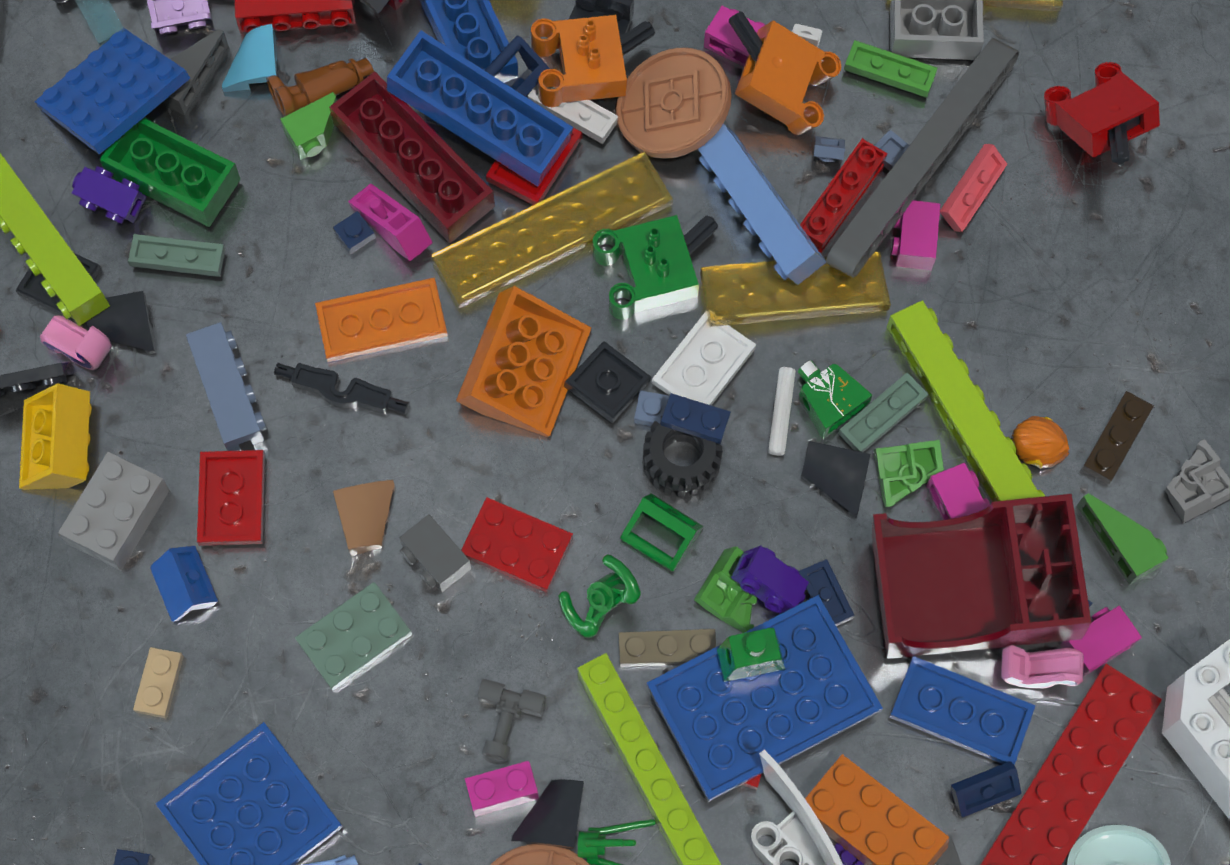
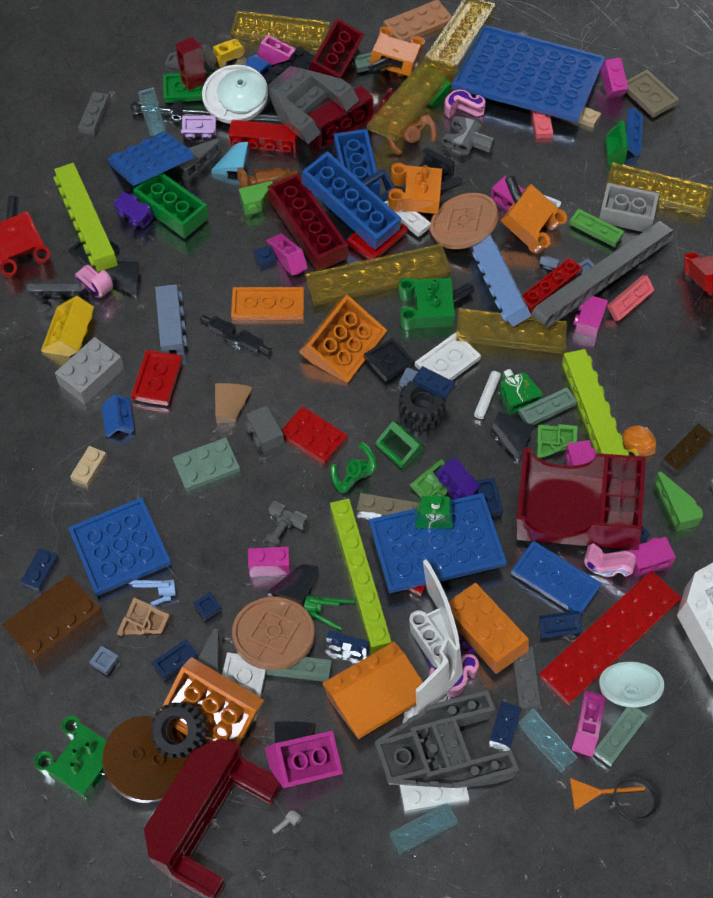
camera: 15 degrees right, 10 degrees down
(176, 255) = (162, 248): sand green plate -> none

